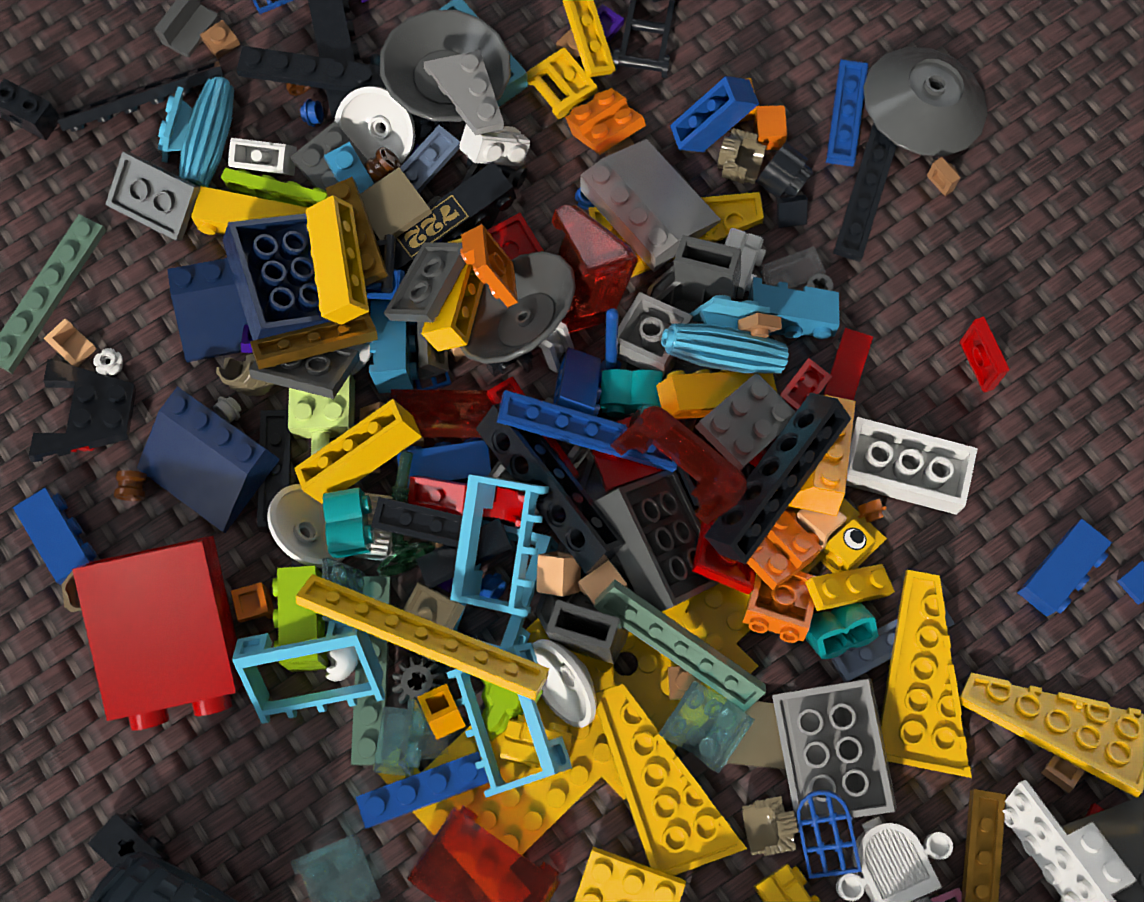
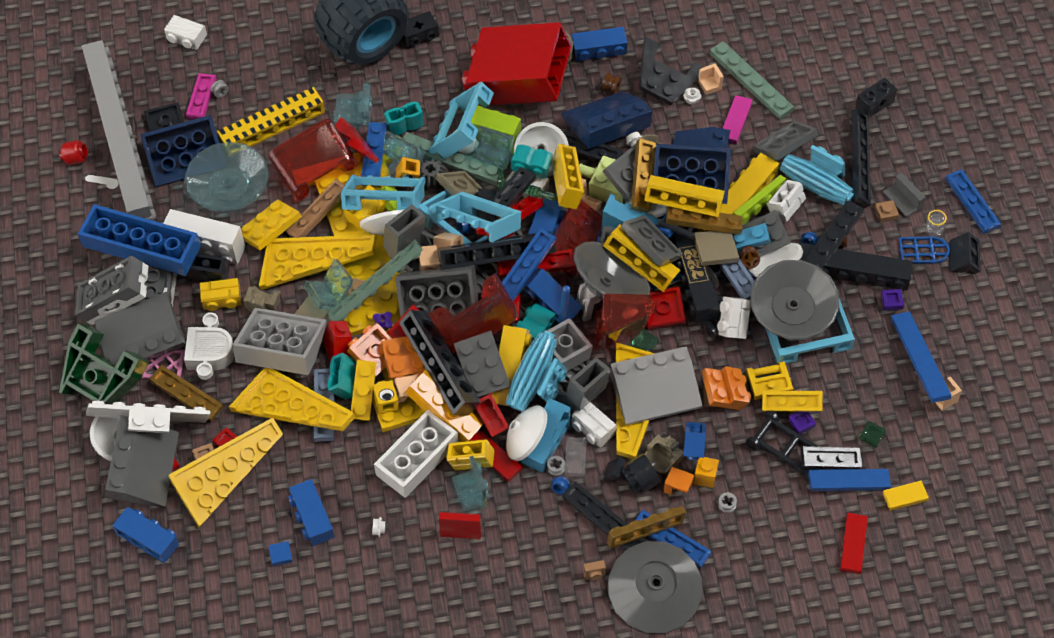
camera: 115 degrees right, 15 degrees down
(127, 286) = (737, 117): none -> dark pink tile
(252, 602) = (516, 109): orange panel -> none
(326, 768) = (404, 118): none -> teal brick
(423, 636) = (441, 156): yellow plate -> none
(425, 817) = (355, 140): none -> red slope
(469, 88) = (769, 301): light grey wing -> none
(490, 264) = (641, 266): orange plate -> none
(567, 825) = (316, 210): none -> medium nougat tile
(722, 626) = (387, 324): none -> dark purple plate
(760, 324) = (532, 390): medium nougat plate -> none
(763, 59) = (724, 507): none -> light grey bush
(788, 667) = (336, 338): none -> red slope
(808, 316) = (526, 432): none -> white dish
(838, 845) = (255, 321): blue window -> none
(845, 268) = (560, 485): none -> blue plate
(867, 134) = (646, 527): none -> pearl gold plate
(871, 510) = (401, 427): orange plate -> none
(875, 389) = (459, 454): none -> yellow brick
(913, 374) = (471, 488): none -> clear light blue bracket
(1018, 755) = (223, 437): none -> red tile
(1032, 470) = (378, 527): none -> white plate

